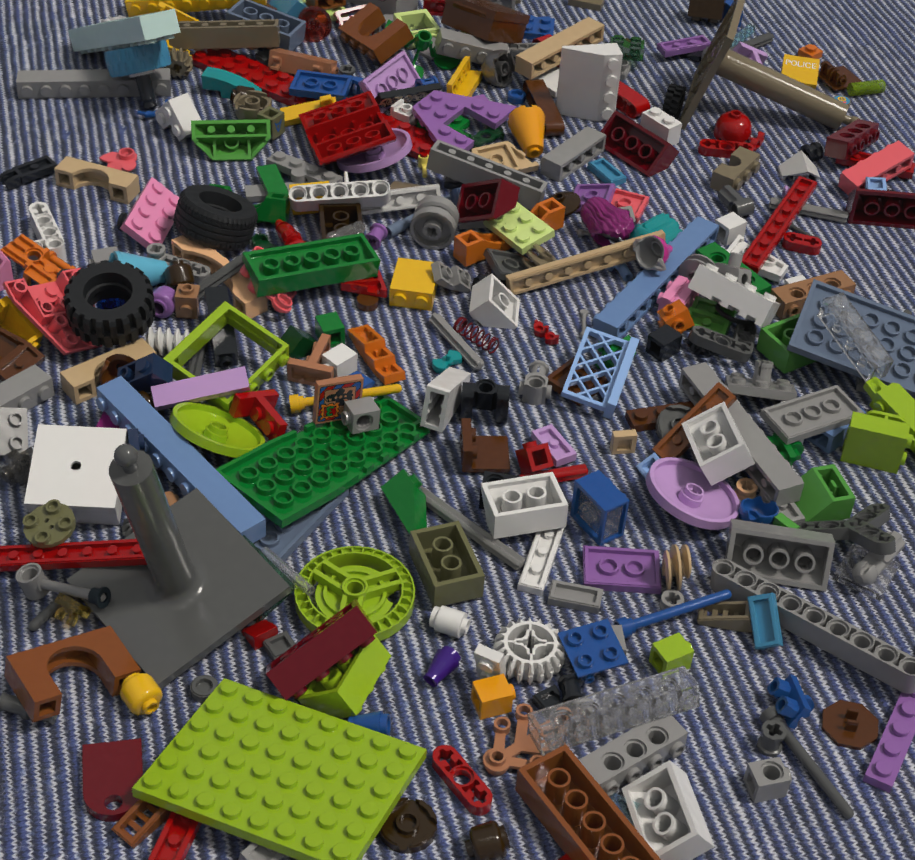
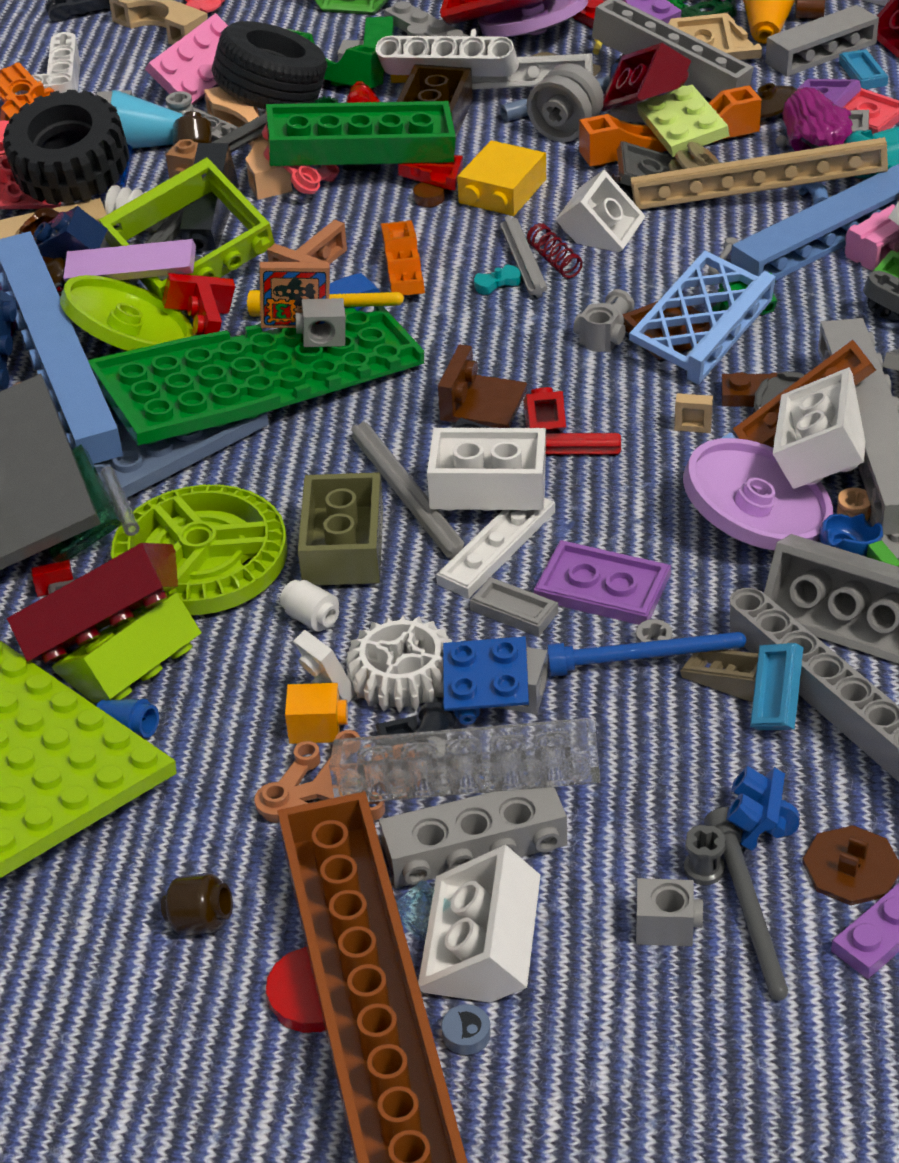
camera: 25 degrees right, 0 degrees up
(164, 301) = (152, 163): medium lavender head -> none
(299, 342) = (297, 228): dark green slope -> none
(331, 325) = (356, 216): green brick -> none
(342, 359) = (345, 257): white brick -> none
(357, 227) = (446, 93): clear axle -> none
(376, 235) = (486, 112): medium lavender bush -> none
(407, 499) = (335, 437): green slope -> none
(409, 826) = (107, 859): dark brown tile -> none
(443, 398) = (454, 316): white slope -> none
(443, 664) = (267, 660): dark purple cone -> none
(451, 278) = (557, 176): light grey slope -> none
(462, 792) = (209, 830): red beam -> none
(485, 396) = (517, 324): black piece -> none
(543, 332) = (655, 258): red piece -> none
(559, 448) = (588, 404): lavender plate -> none
(599, 507) = (602, 490): blue piece -> none
(652, 252) = (858, 166): light grey hat -> none
(664, 343) = (827, 292): black brick -> none
(671, 653) = (613, 706): lime brick -> none
(676, 316) = (855, 261): orange brick -> none
(676, 564) = (673, 592): tan piece -> none

